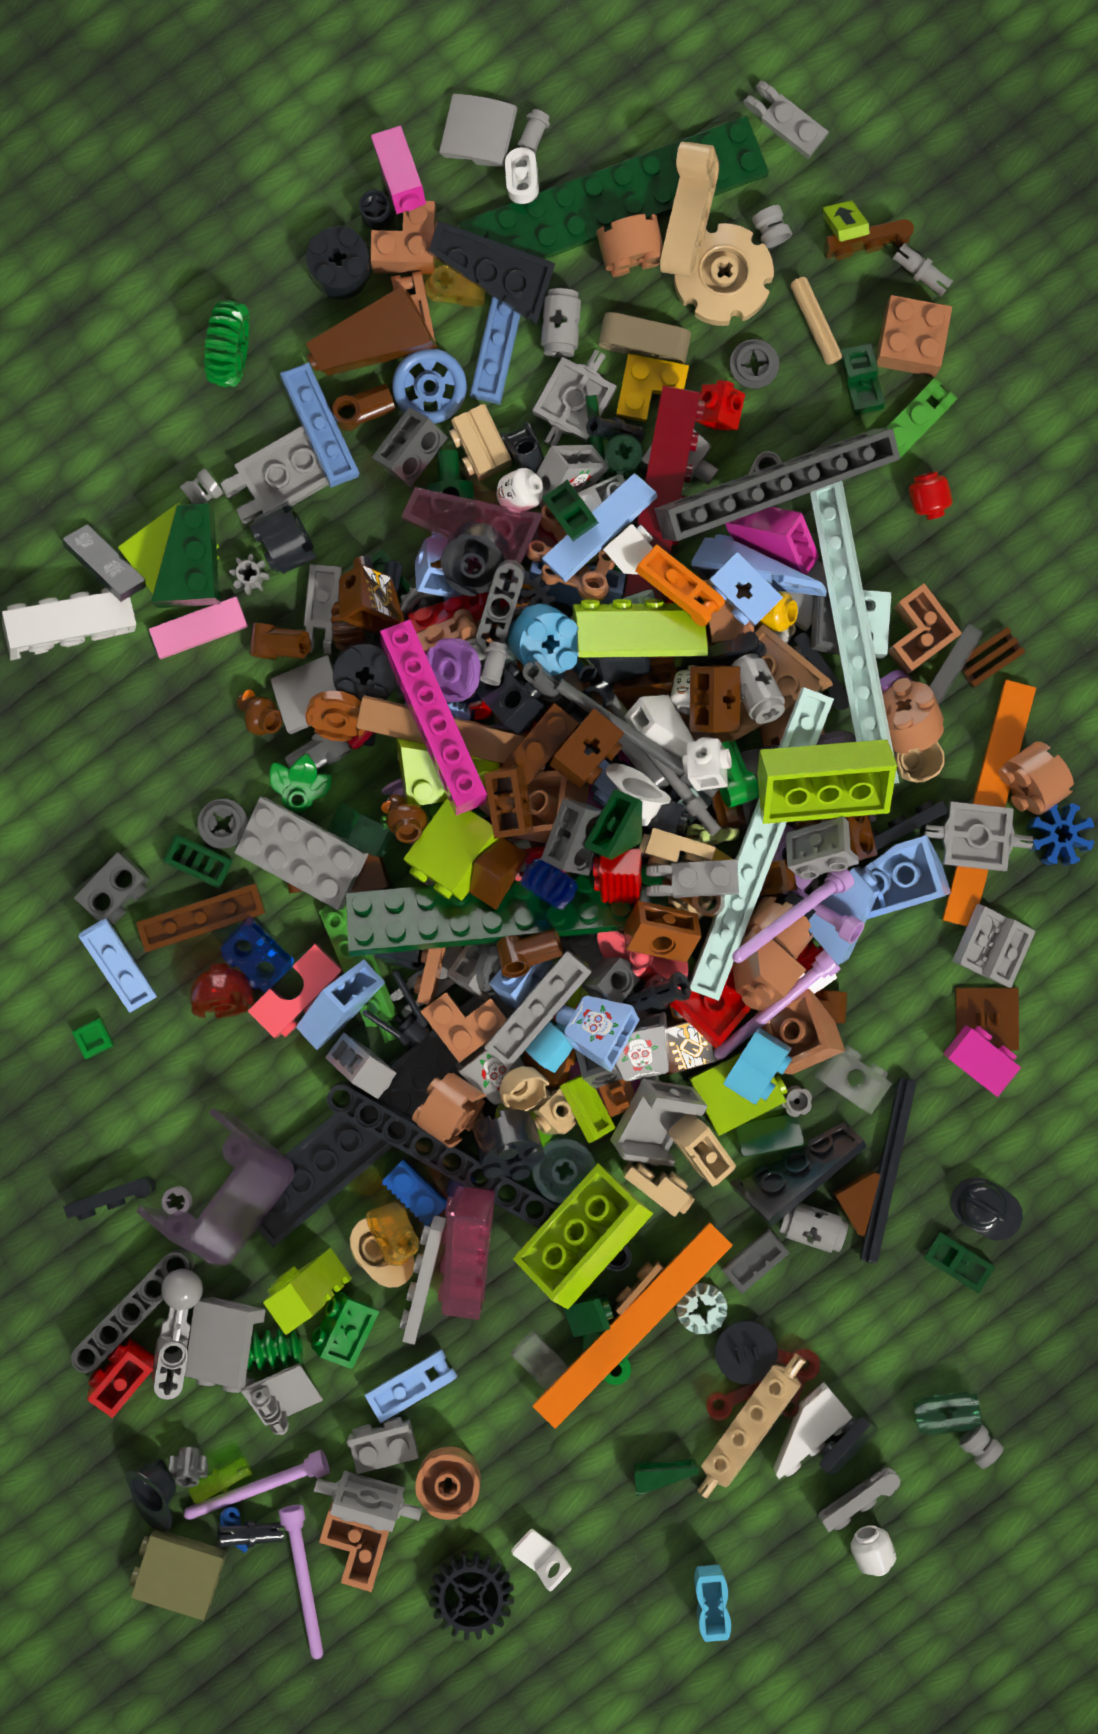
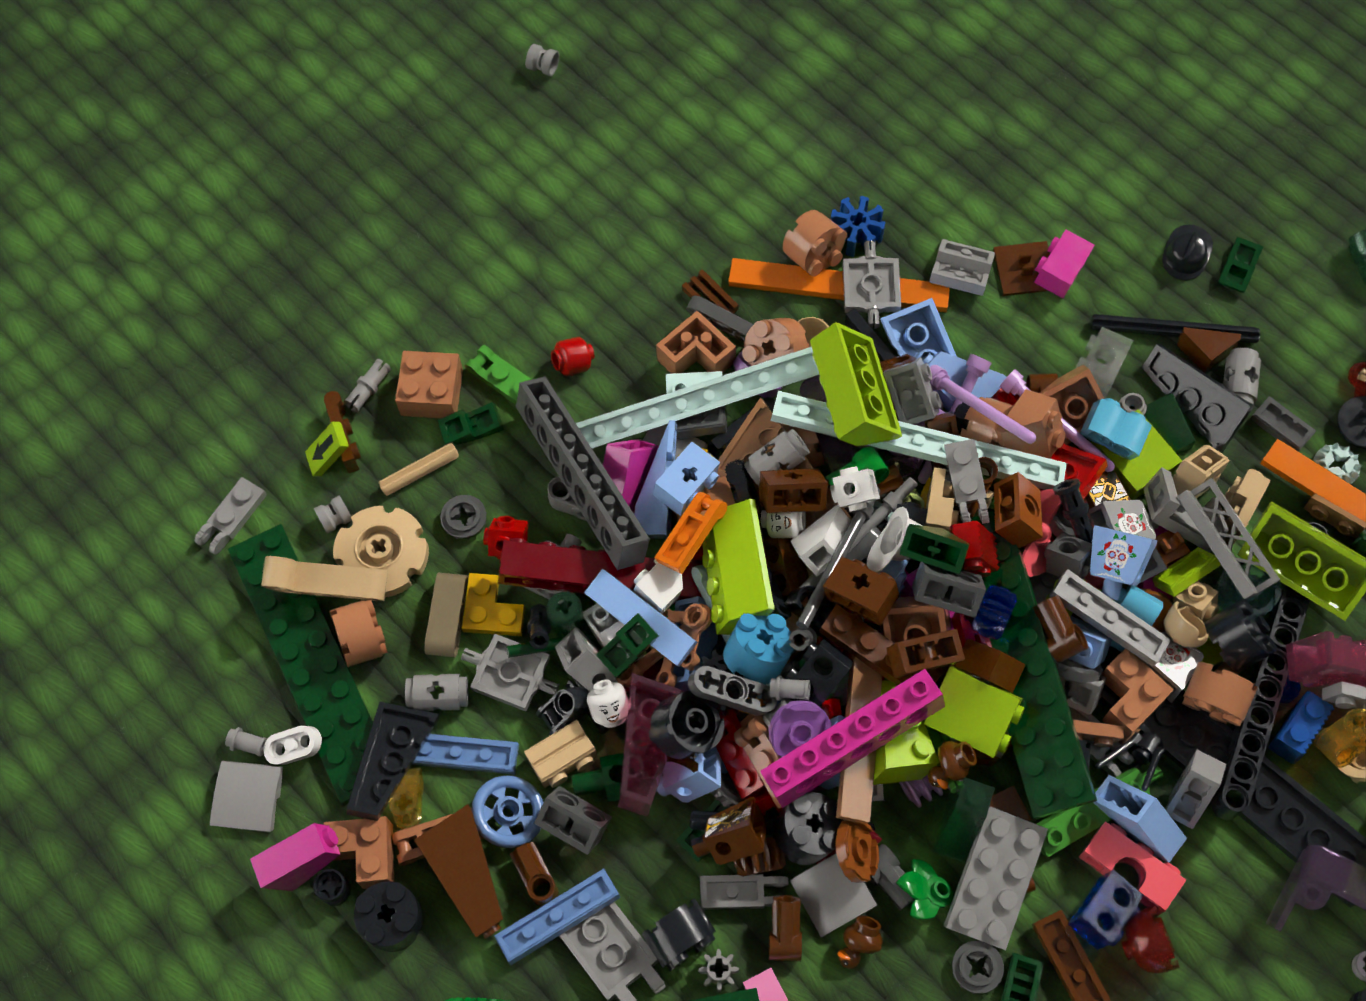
camera: 95 degrees left, 20 degrees down
(610, 1141) = (1219, 546): none -> light grey fence

